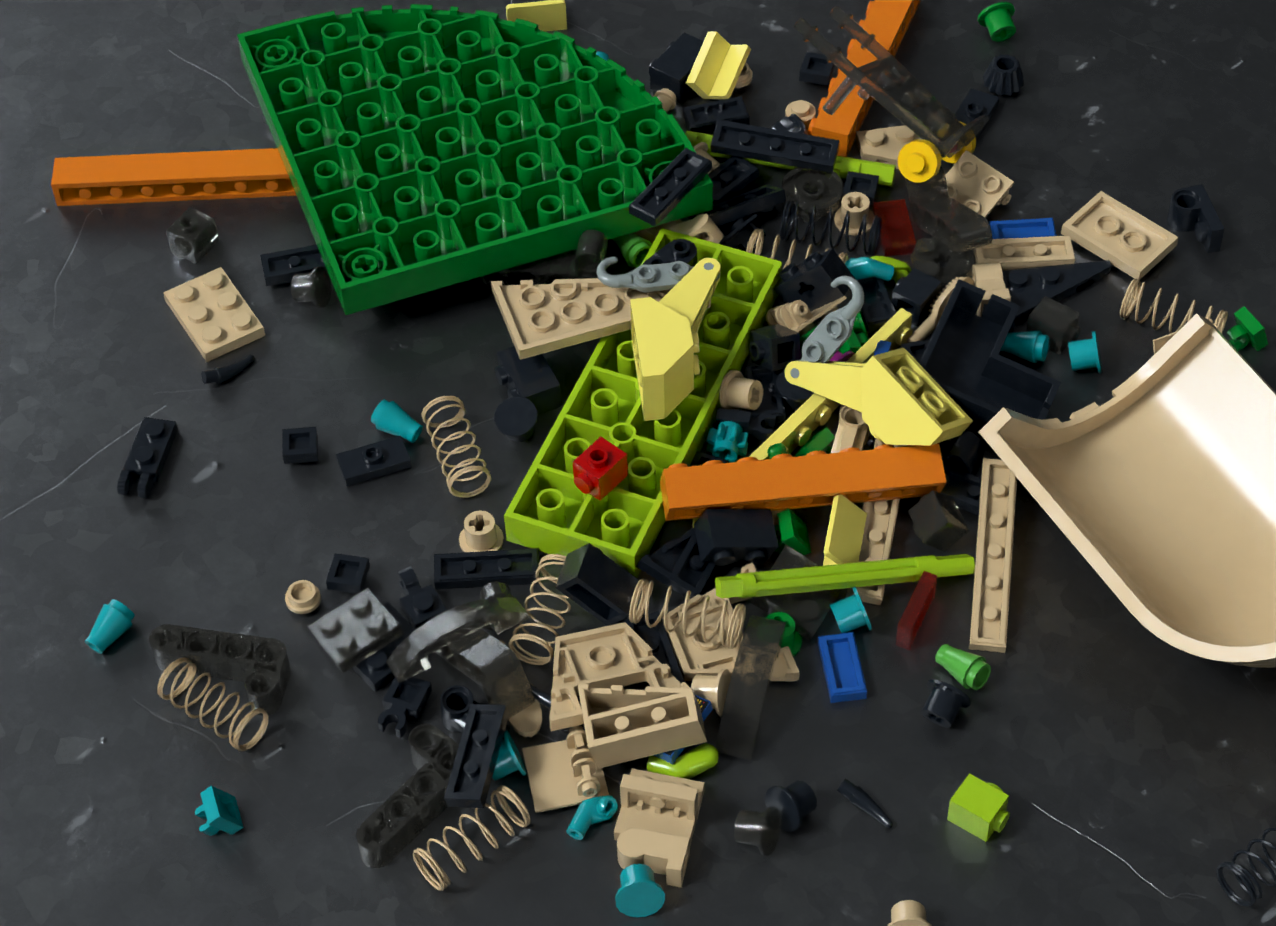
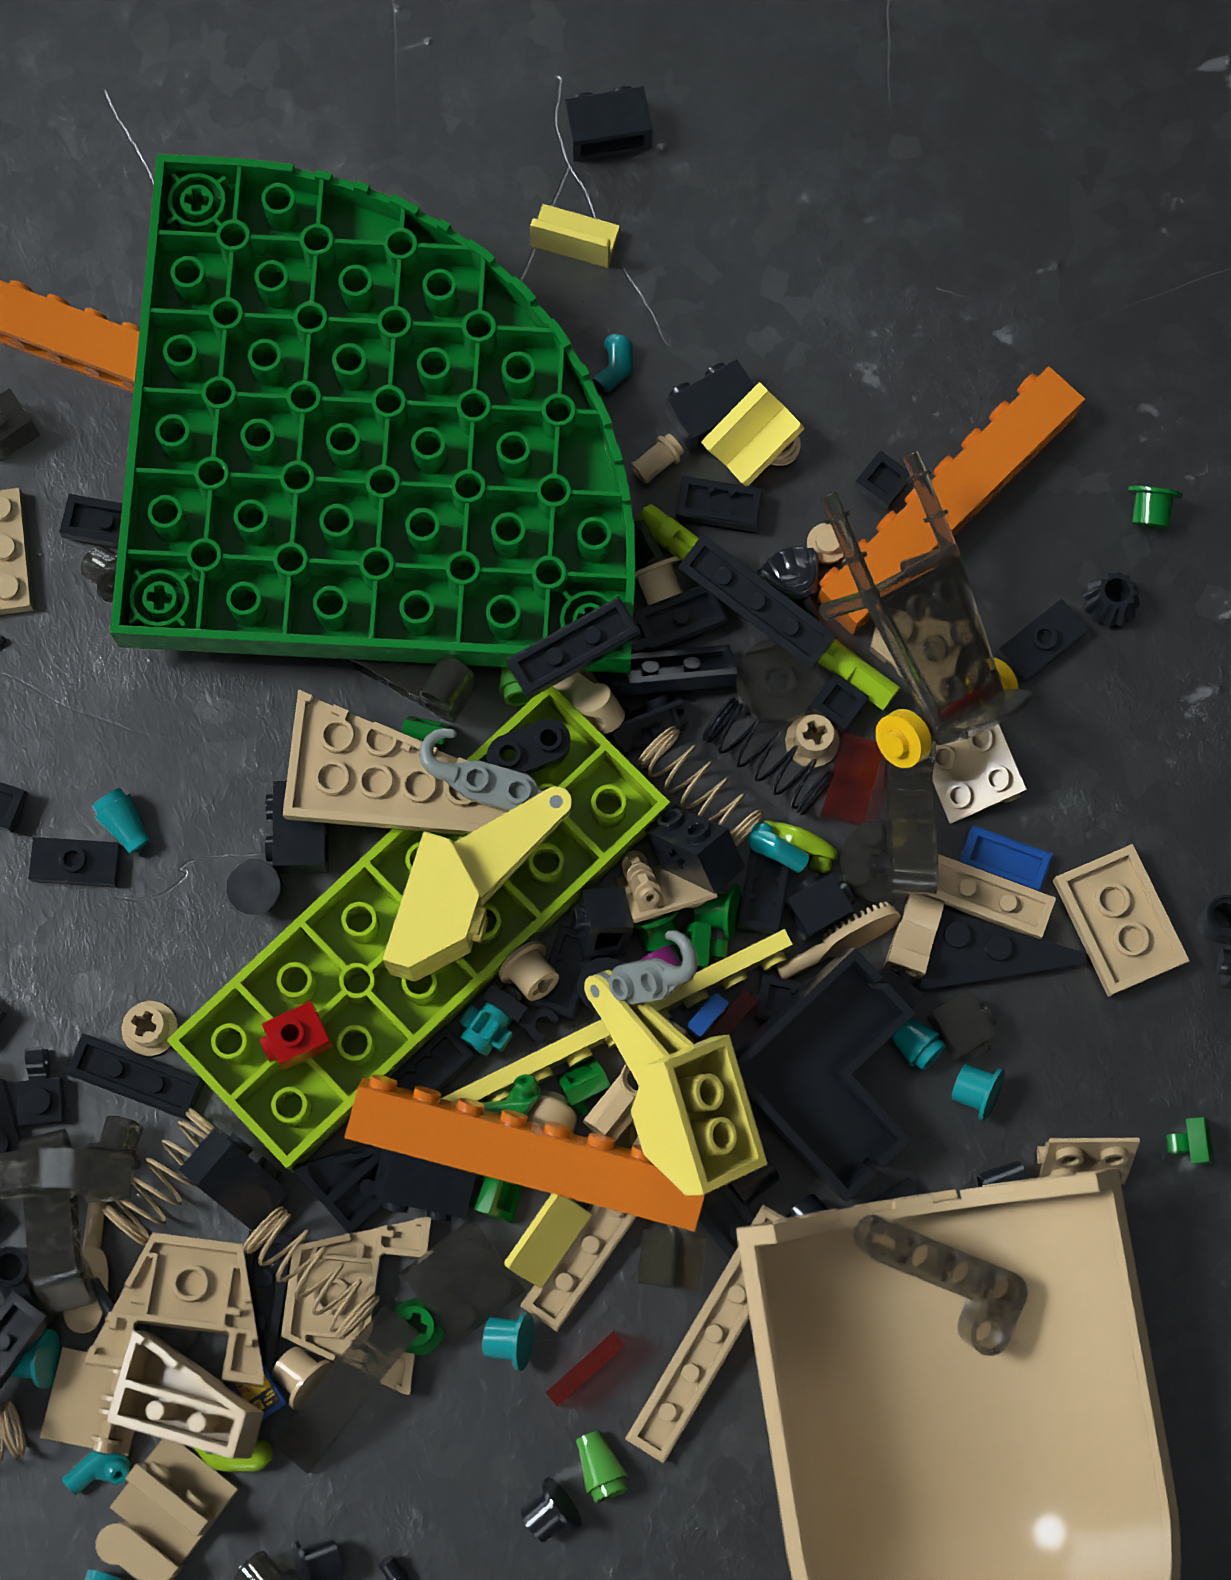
camera: 20 degrees right, 25 degrees up
(450, 479) = (164, 952): tan piece -> none
(841, 576) = (517, 1297): lime piece -> none
(842, 667) = (467, 1399): blue tile -> none
(1134, 294) = (1148, 1132): tan piece -> none
(1135, 430) = (939, 1269): none -> clear smoke beam

